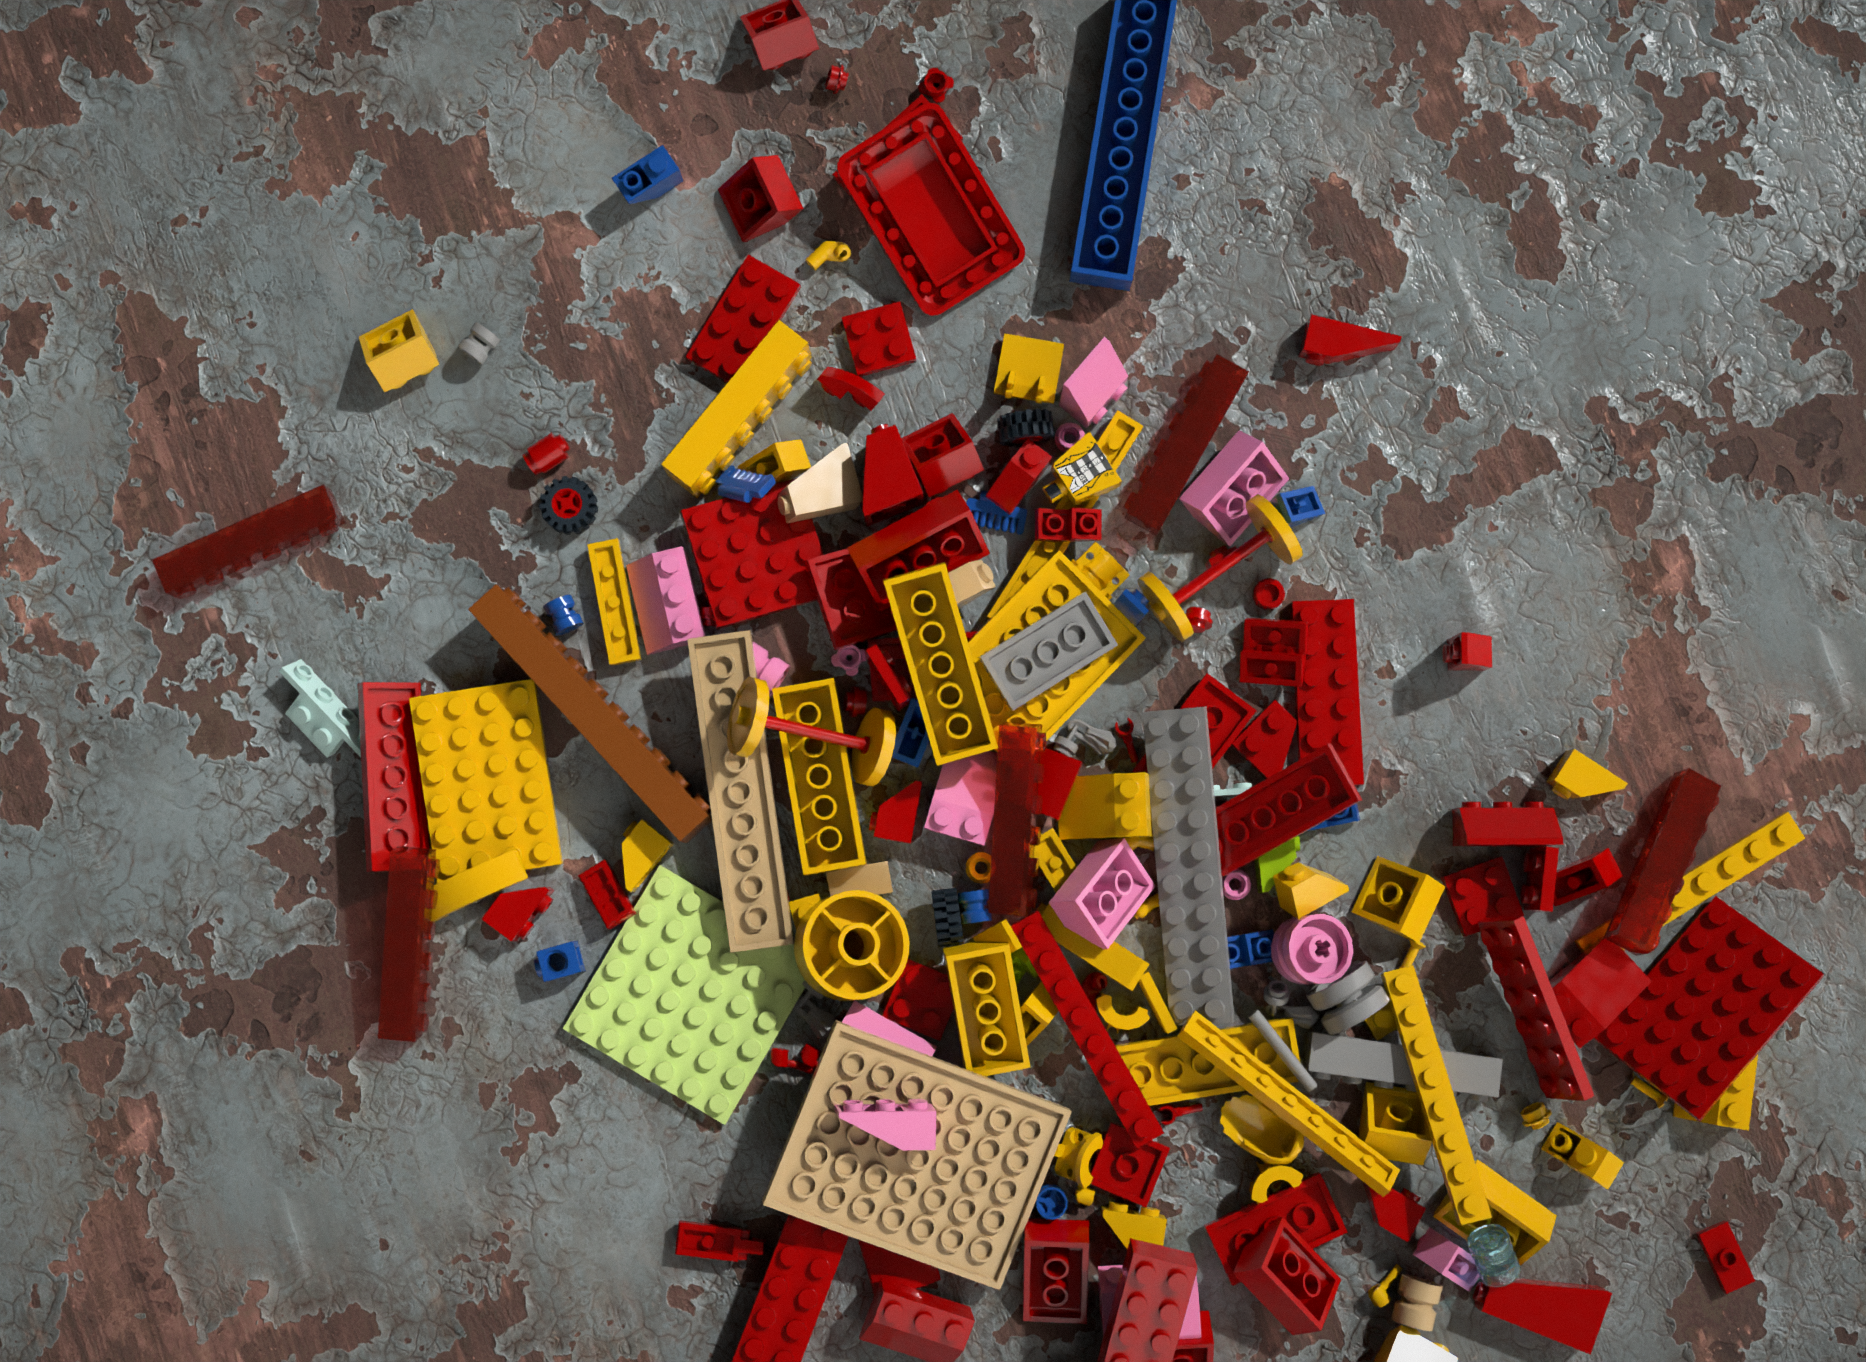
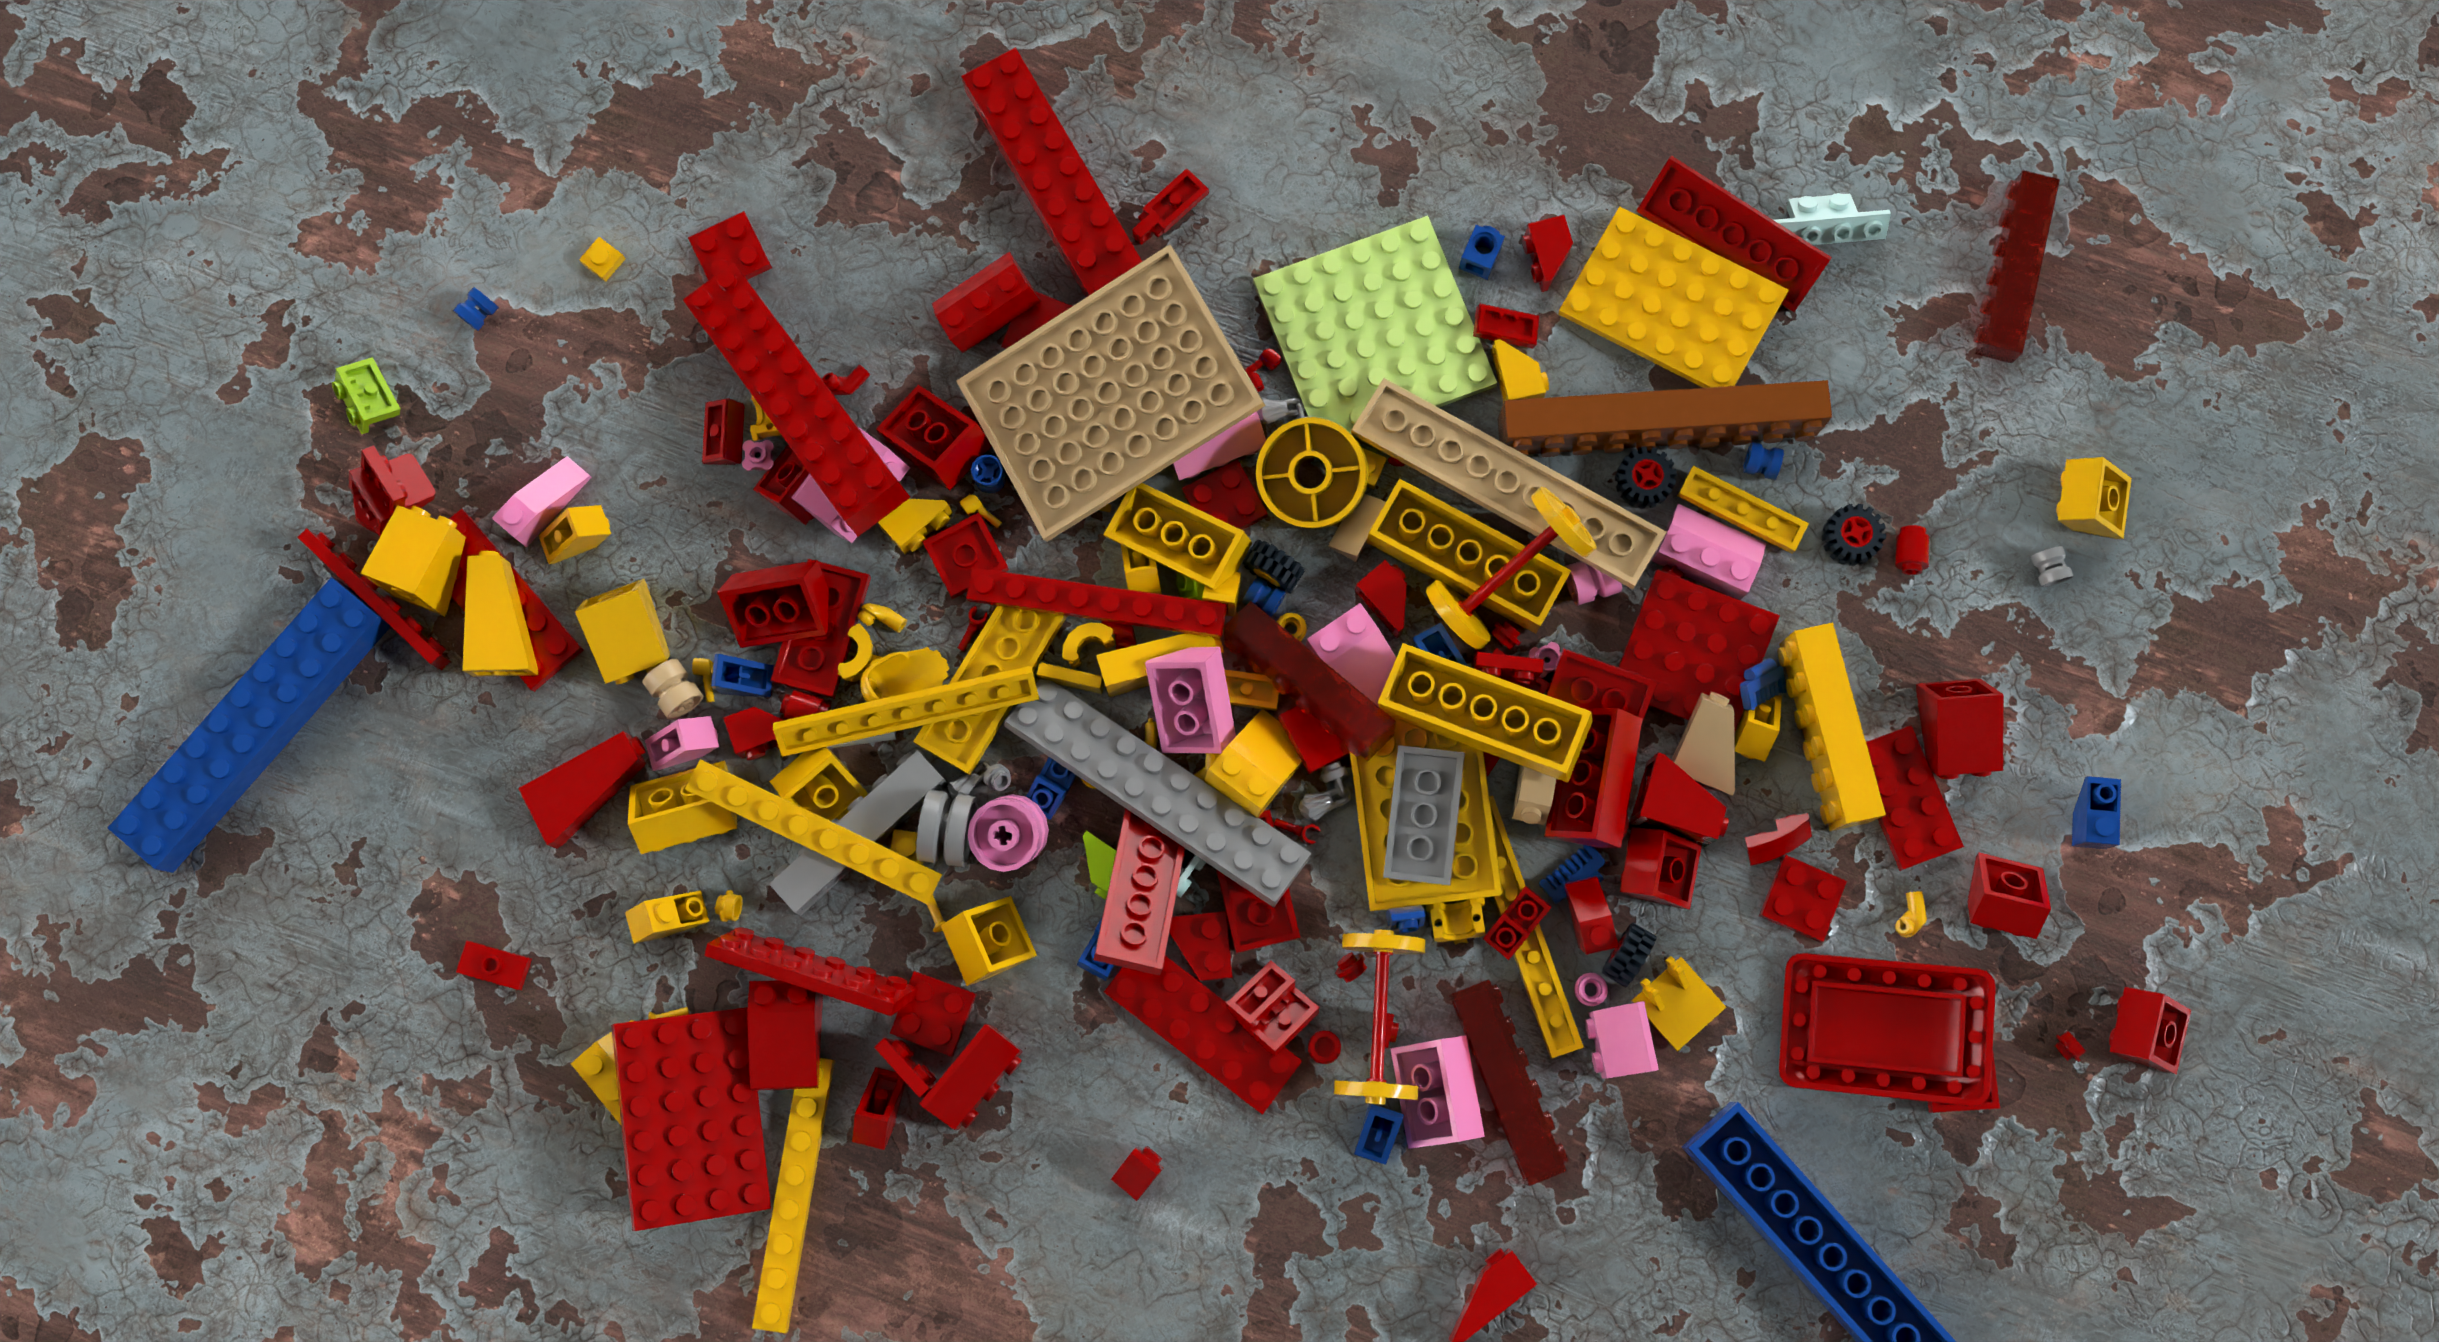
camera: 130 degrees right, 5 degrees down
(407, 943) = (1590, 146): clear red brick -> none
(478, 883) = (1596, 225): yellow slope -> none
(639, 686) = (1651, 468): none -> black wheel
(658, 319) = (1961, 727): none -> red slope
(901, 1125) = (1146, 387): bright pink slope -> none
(933, 76) = (2008, 1129): red plate -> none
(1075, 1155) = (1008, 519): yellow piece -> none
(1082, 473) = (1552, 967): torso -> none
(1224, 1190) = (883, 614): none -> yellow arm
(1245, 885) = (1102, 812): bright pink plate -> none
(1282, 1050) = (949, 743): light grey bar -> none
(1306, 889) = (1059, 870): yellow slope -> none
(1346, 1187) = (802, 704): none -> red brick
(1363, 1257) = (741, 676): none -> blue slope
(1494, 1255) = (655, 775): clear light blue wheel -> none
(1582, 777) = (957, 1178): yellow slope -> none
(1662, 862) = (835, 1184): clear red brick -> none

